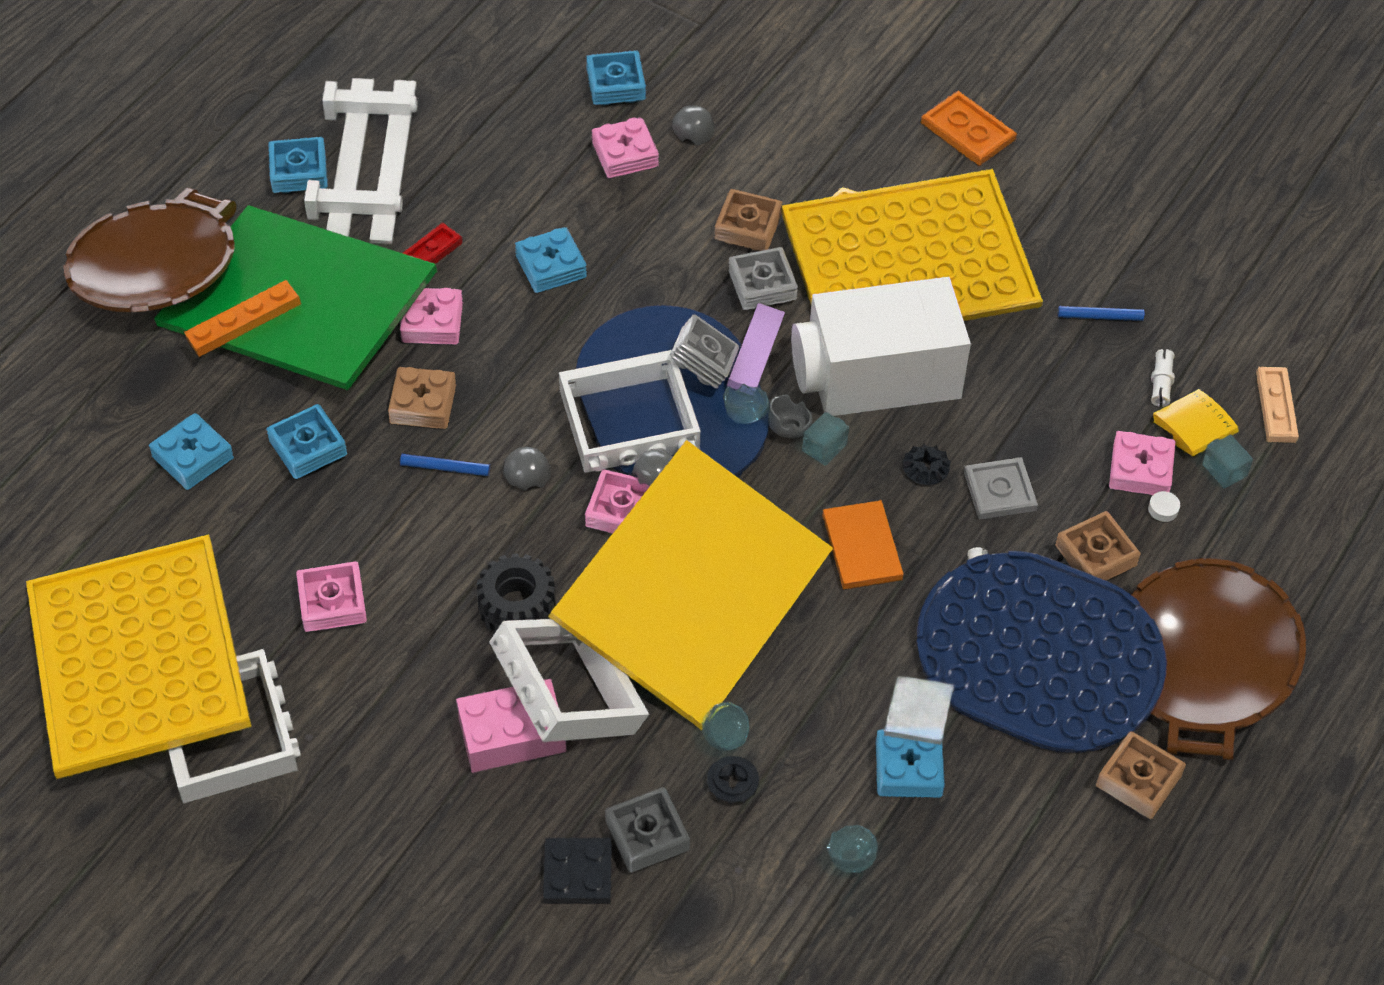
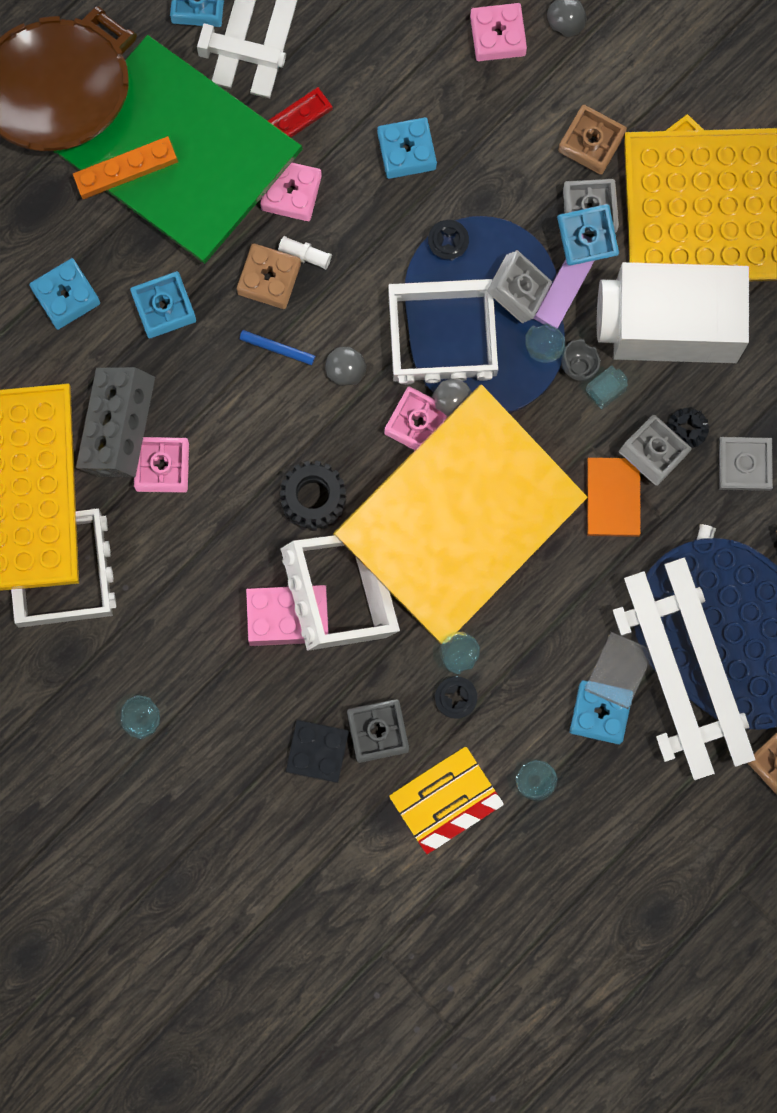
camera: 10 degrees right, 25 degrees up
(270, 558) = (115, 422): none -> dark grey brick
(349, 866) = (140, 717): none -> clear light blue hair
(462, 369) = (305, 252): none -> white pin
(612, 321) = (448, 228): none -> black gear
(747, 897) = (446, 800): none -> yellow sticker
(775, 279) = (572, 227): none -> dark azure brick
(896, 485) = (668, 446): none -> light grey brick
(1023, 765) = (690, 736): none -> white fence

